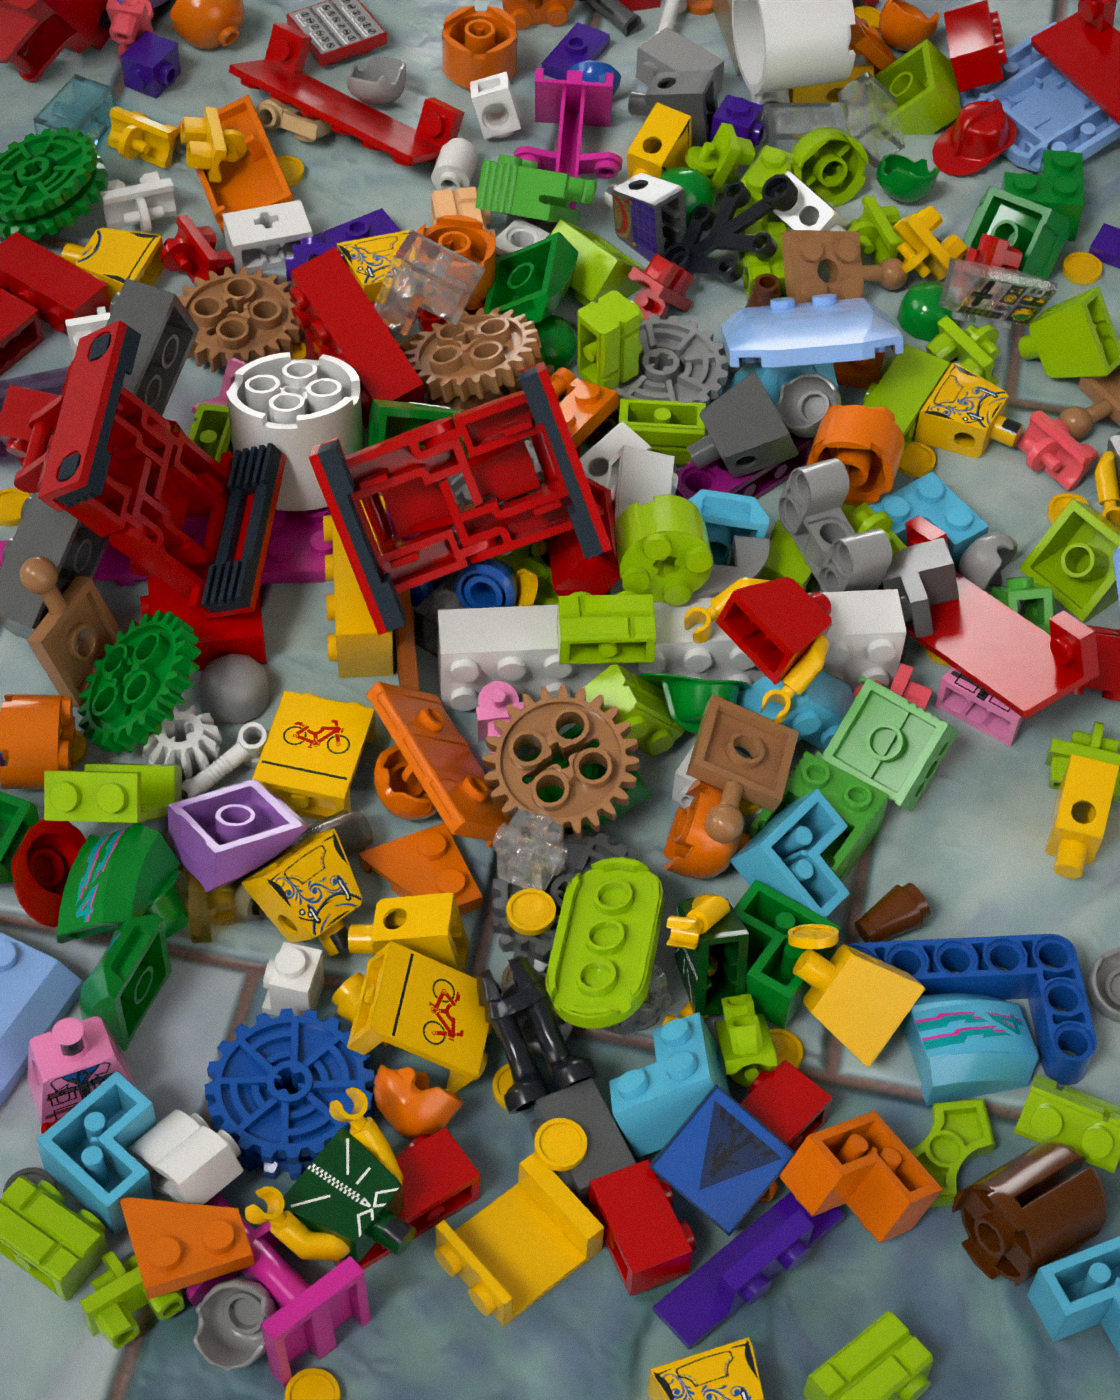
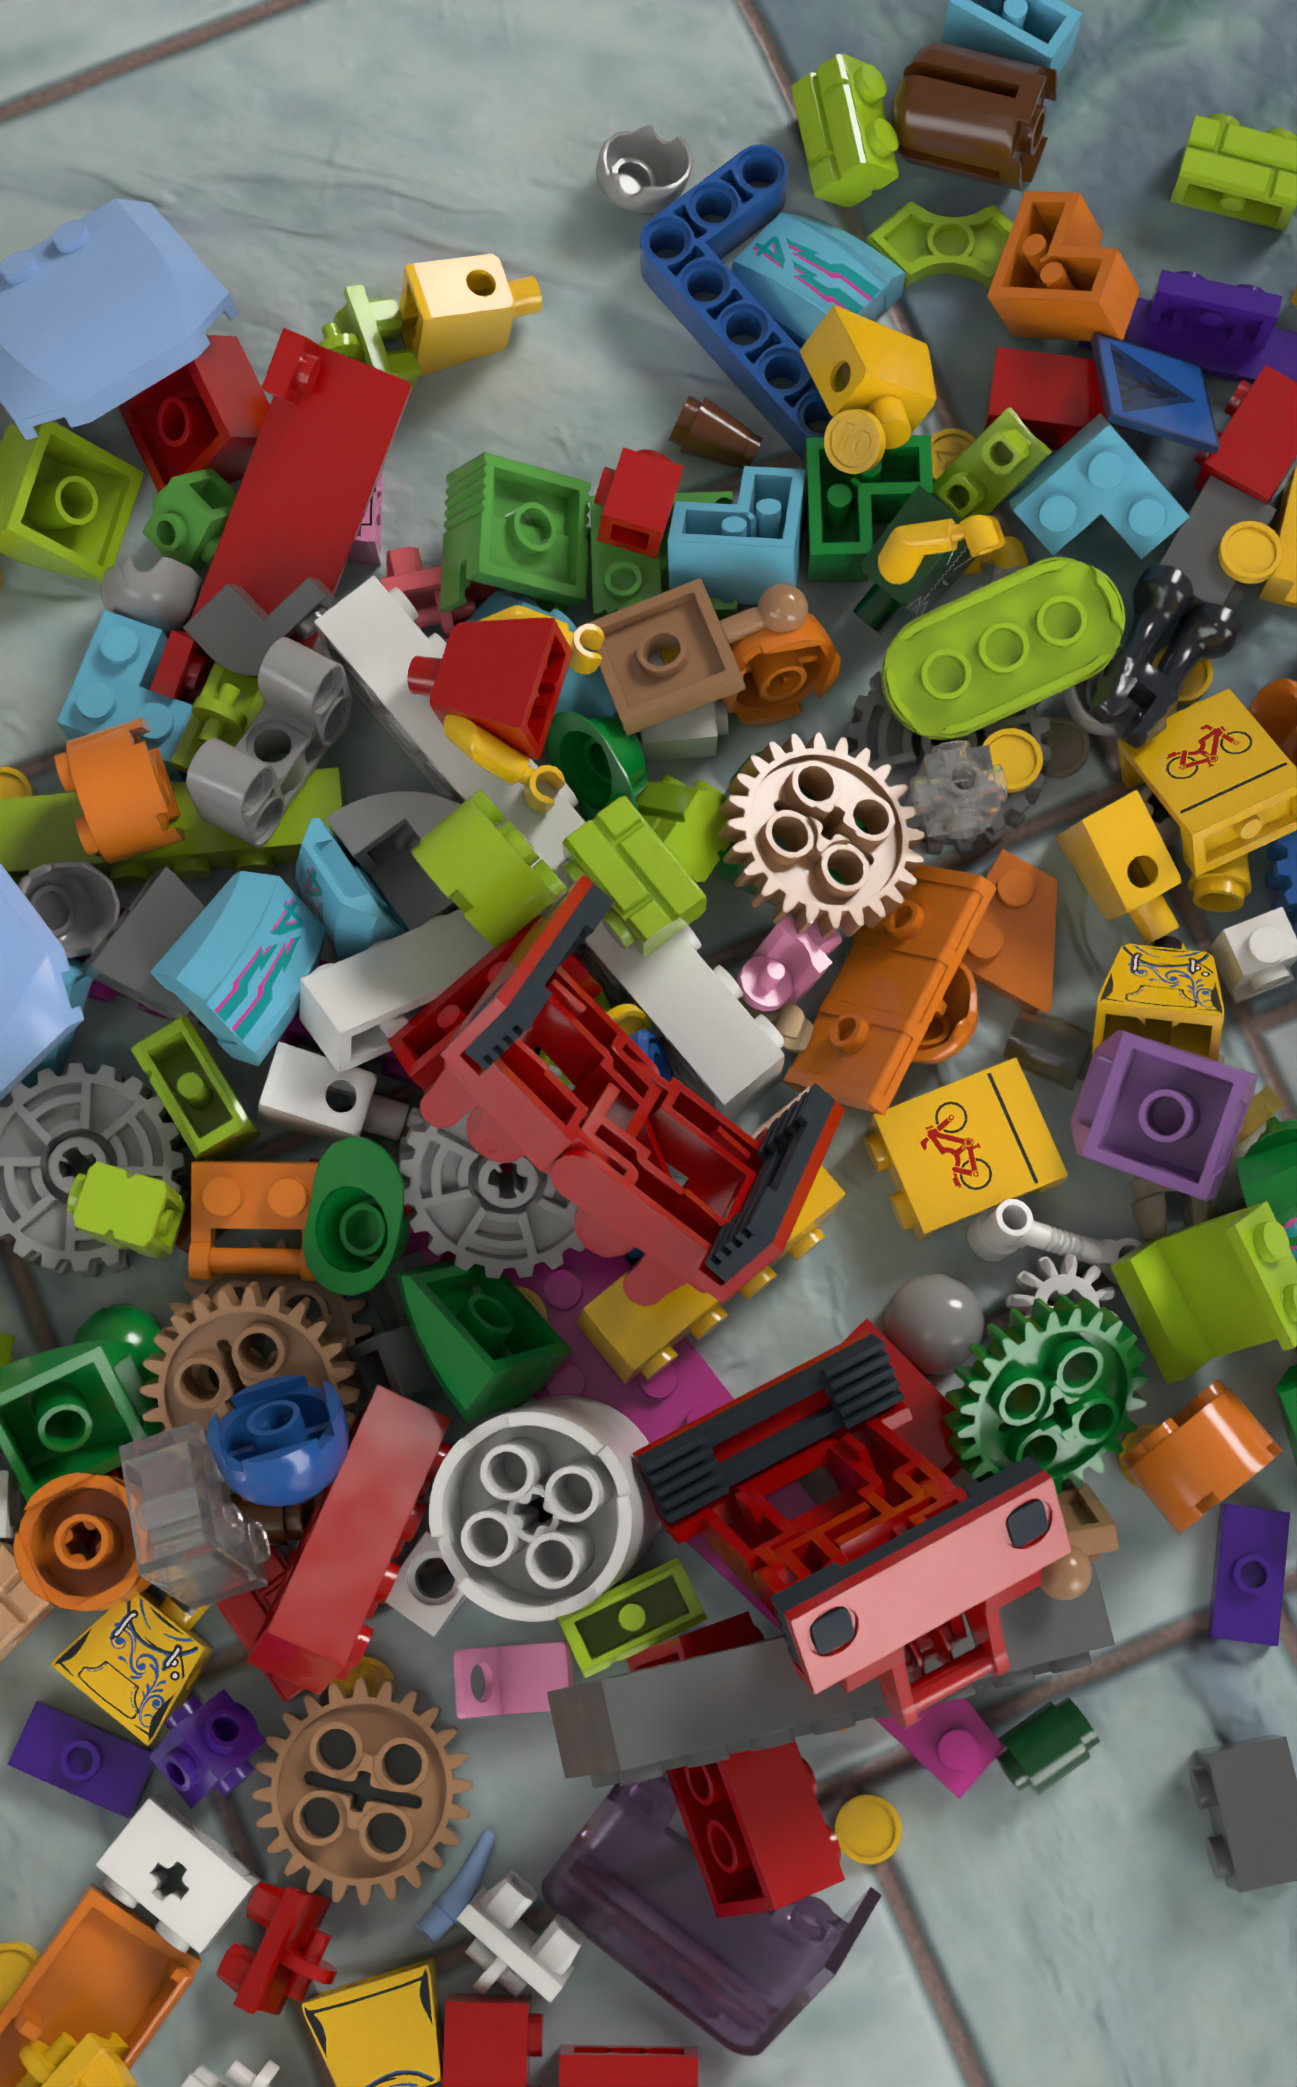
camera: 120 degrees left, 25 degrees up
(429, 321) = (280, 1441): none -> blue cylinder
(463, 714) = (790, 1024): none -> tan hand
(705, 438) = (245, 963): none -> medium azure slope
(858, 791) = (637, 500): none -> red brick

